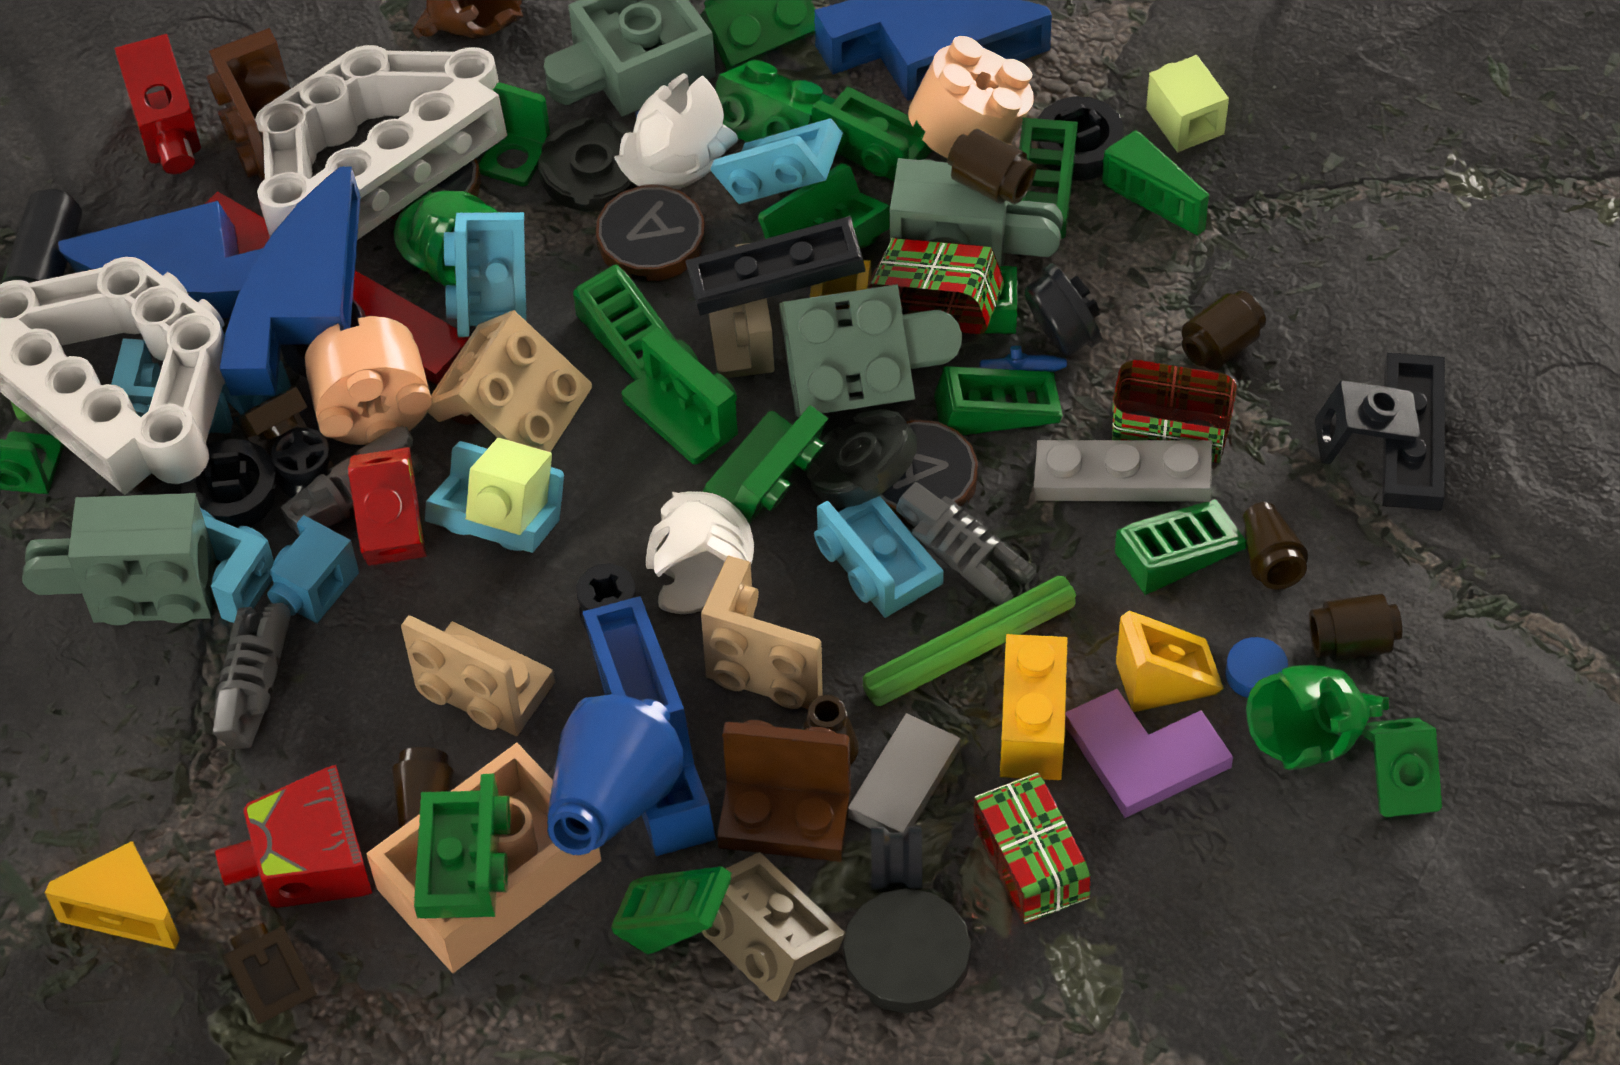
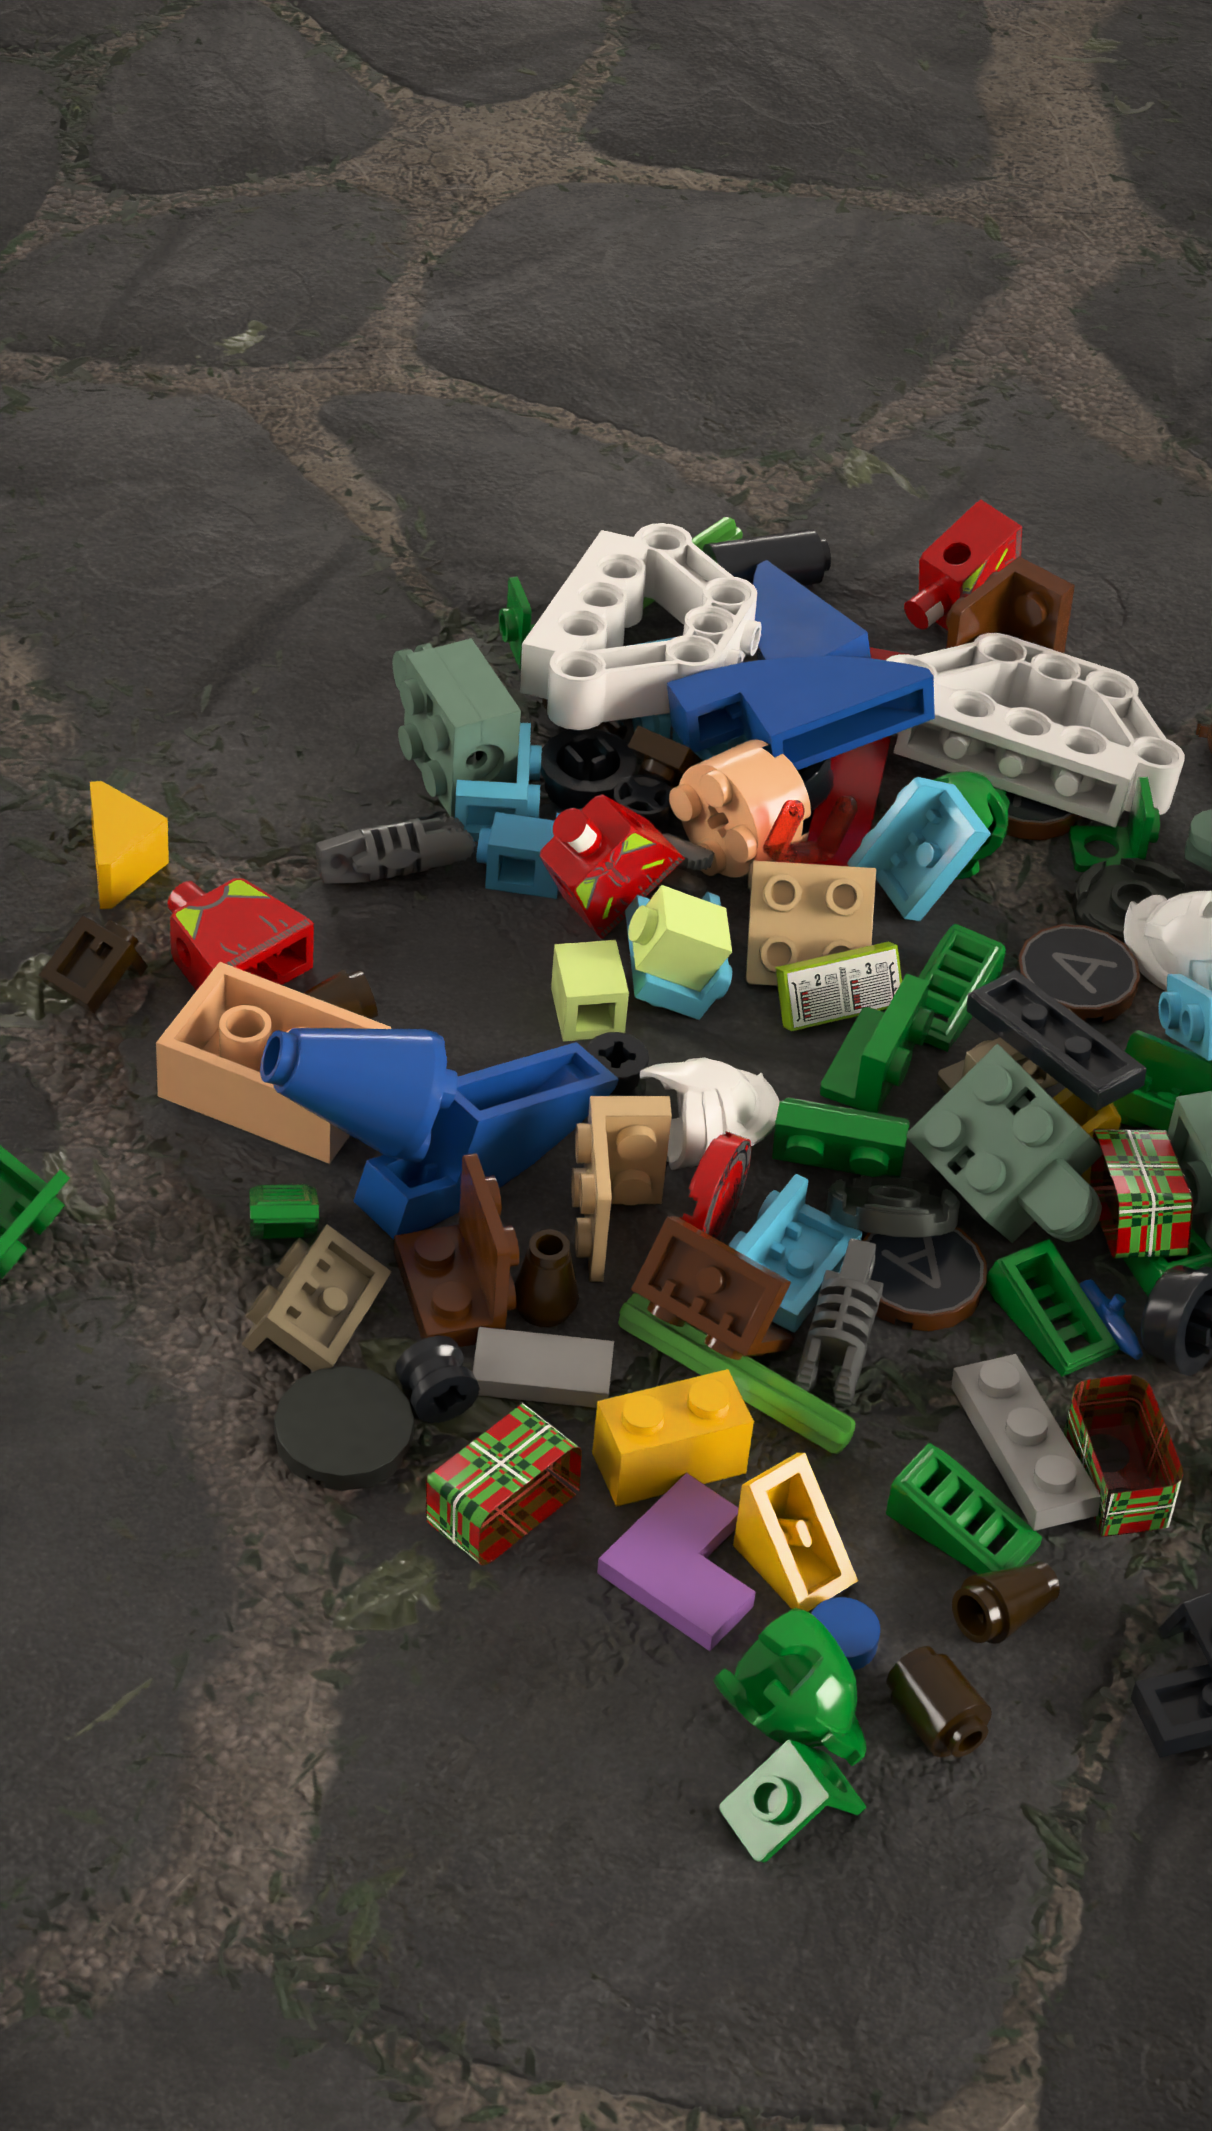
camera: 60 degrees right, 10 degrees down
(426, 340) = (779, 844): none -> clear red piece
(459, 852) = (238, 1010): green bracket -> none
(475, 674) = (480, 1001): tan bracket -> none
(504, 583) = (589, 989): none -> yellowish green brick
(593, 399) = (838, 985): none -> tile
(808, 575) = (719, 1184): none -> red tile
(928, 612) = (713, 1289): none -> reddish brown bracket

